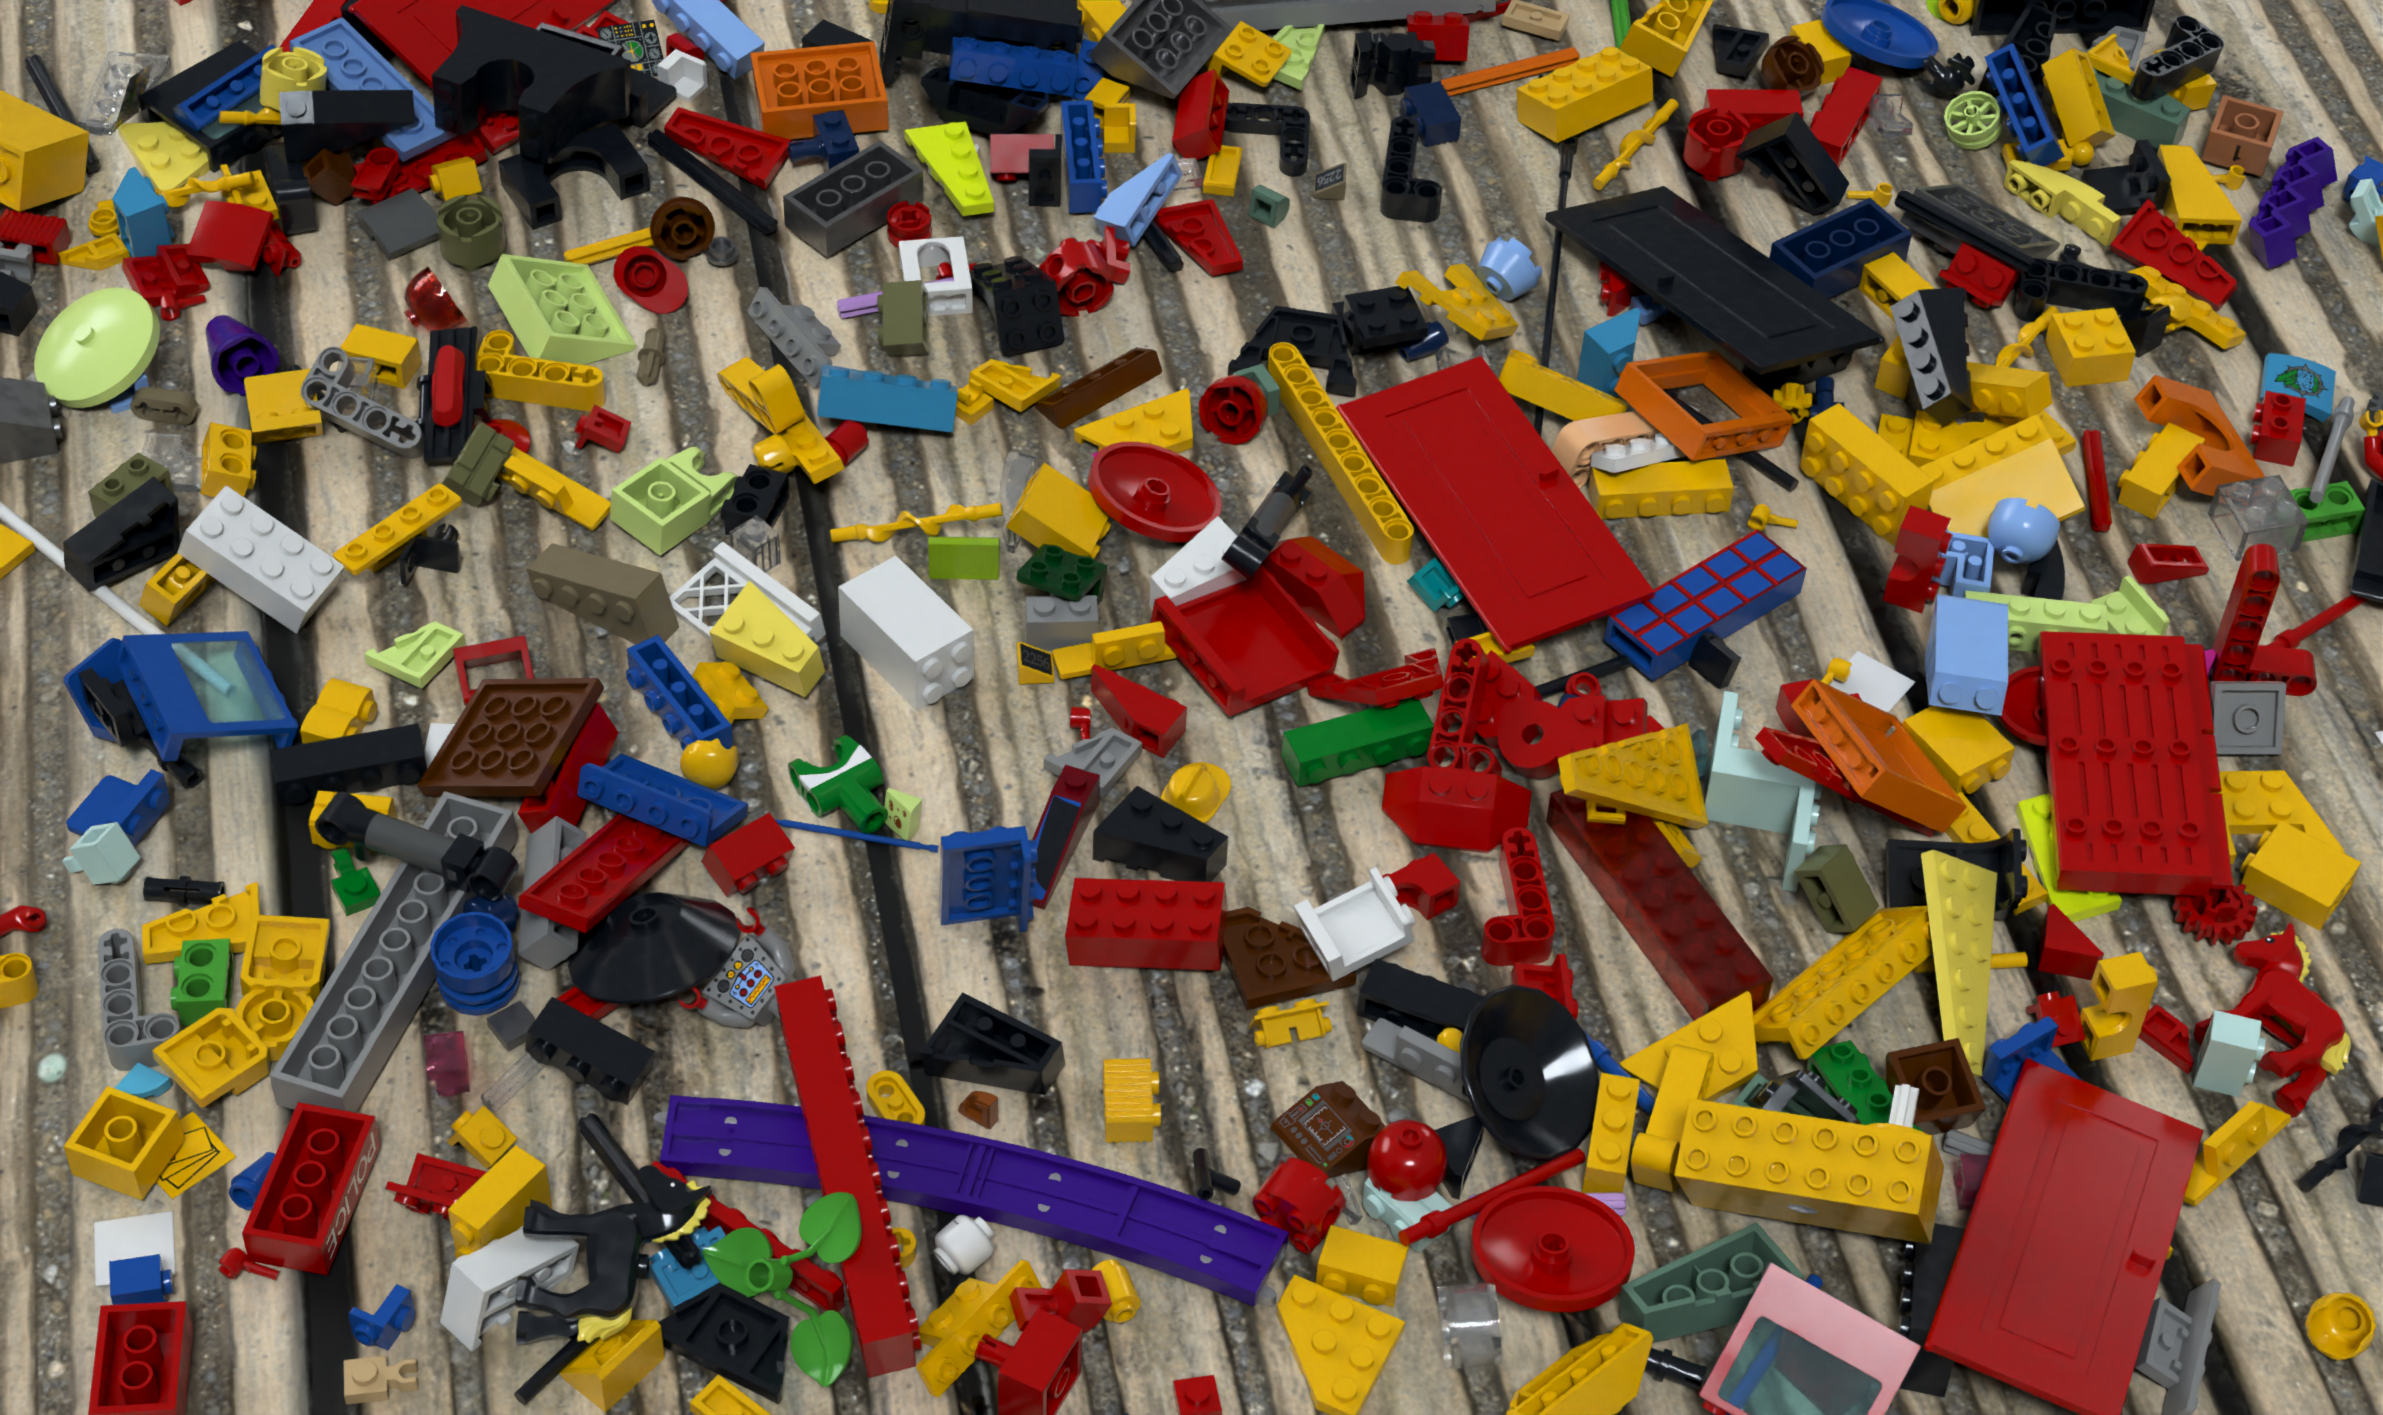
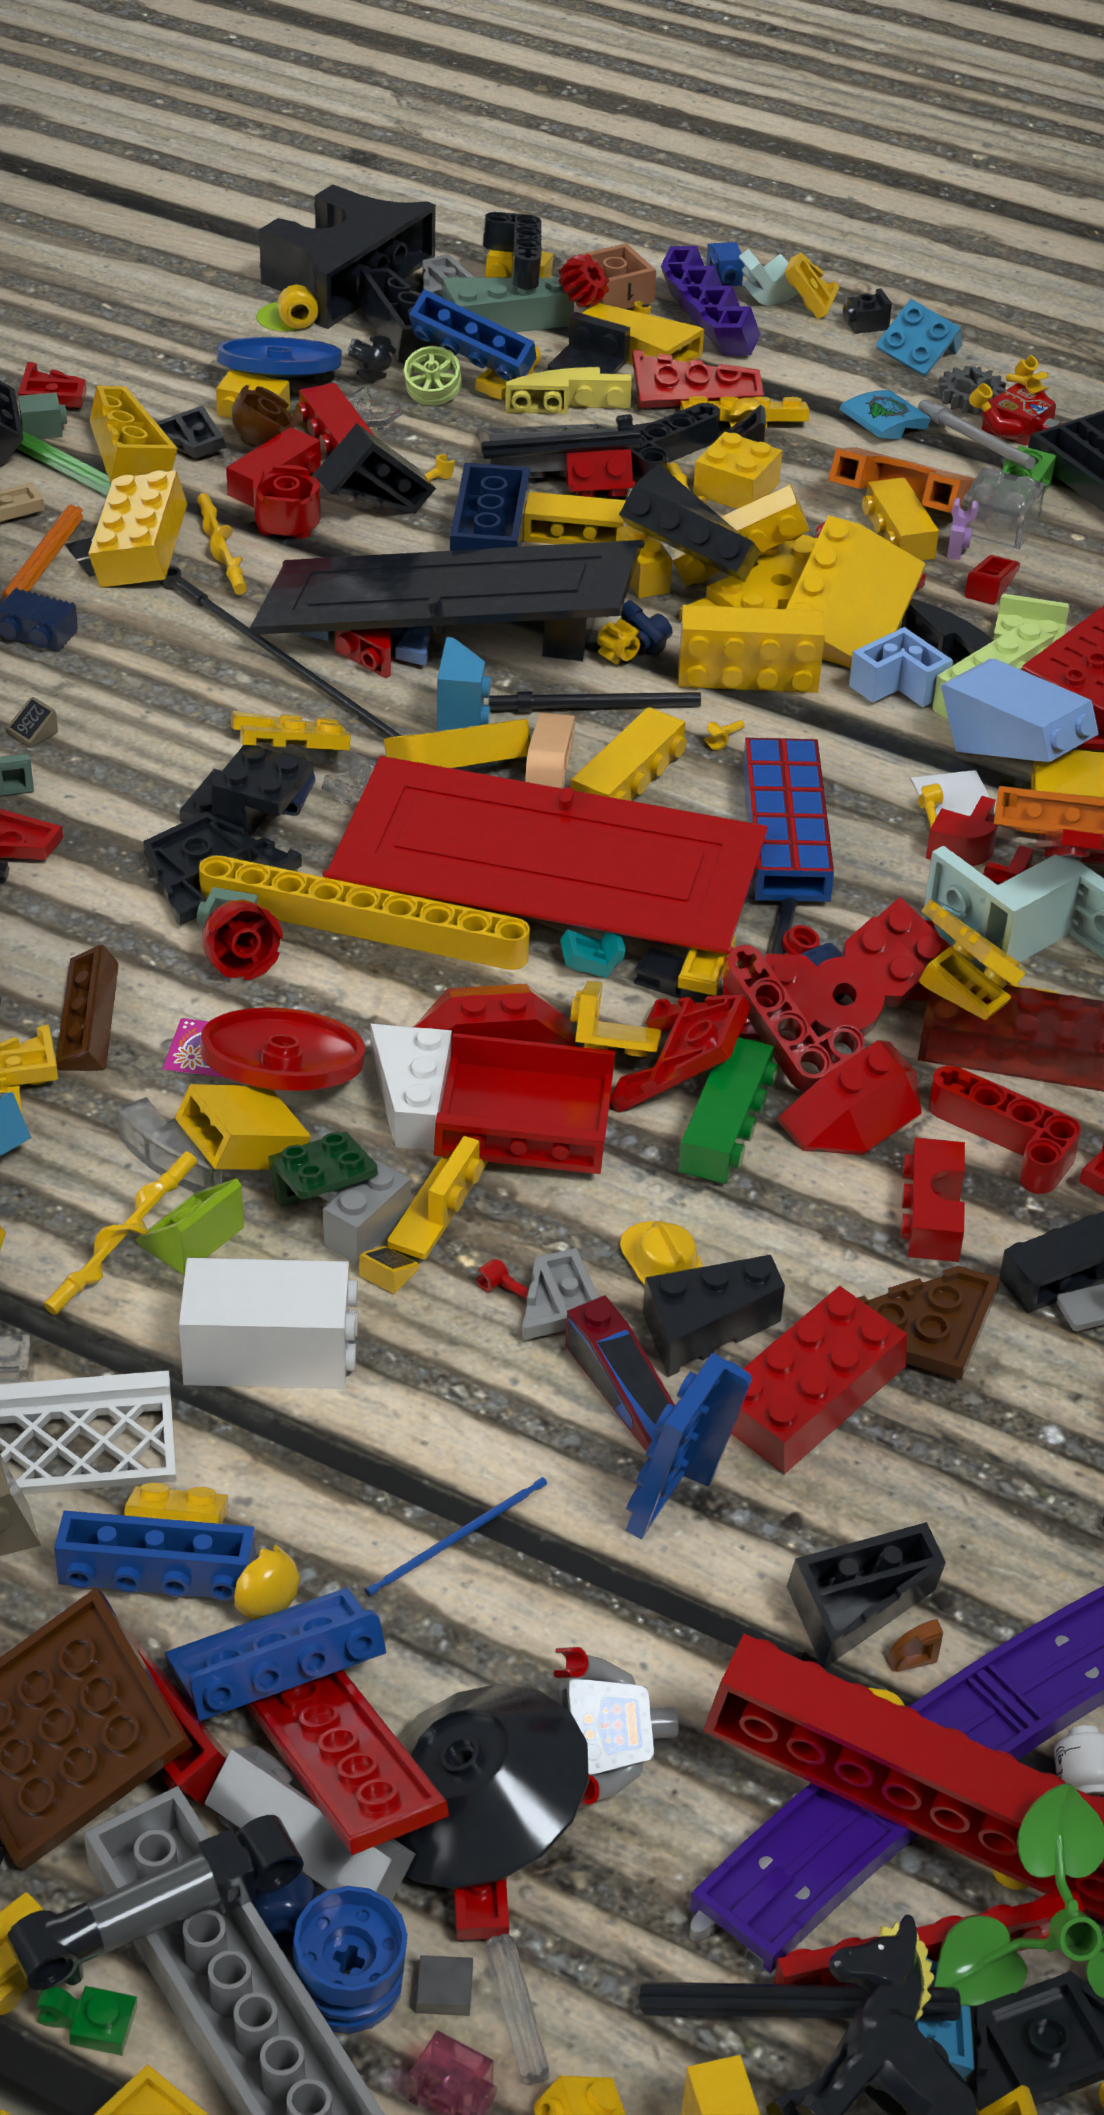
camera: 50 degrees left, 5 degrees down
(589, 1051) = (565, 1930): black brick -> none
(748, 855) = (424, 1628): red brick -> none
(767, 643) = (162, 1433): light yellow wedge -> none
(842, 785) = (396, 1499): green connector -> none
(903, 813) = (485, 1475): yellowish green slope -> none
(1129, 1100) = (1007, 1527): yellow brick -> none
(1140, 711) = (528, 1227): red slope -> none
(1157, 422) = (177, 1013): yellow wing -> none
(1268, 522) = (445, 1012): black piece -> none
(1304, 1017) = (1000, 1368): yellow hinge -> none
(1356, 627) = (600, 1035): none -> yellow bracket
(1356, 926) = (962, 1233): white panel -> none
(1402, 194) = (85, 683): black beam -> none
(1507, 269) = (283, 684): light blue cone -> none
(1636, 454) = (590, 738): white plate -> none
(1714, 659) = (853, 851): black tile -> none
(1762, 422) = (576, 679): orange window -> none
(1912, 578) = (890, 653): red arch -> none
(2022, 531) = (919, 604): light blue cylinder -> none
(2077, 99) = (480, 300): yellow brick -> none
(2111, 59) = (475, 275): yellow tile -> none
(2176, 118) = (583, 280): none -> red gear
(2189, 510) = (961, 535): none -> lavender plate
(2278, 428) = (921, 442): red brick -> none

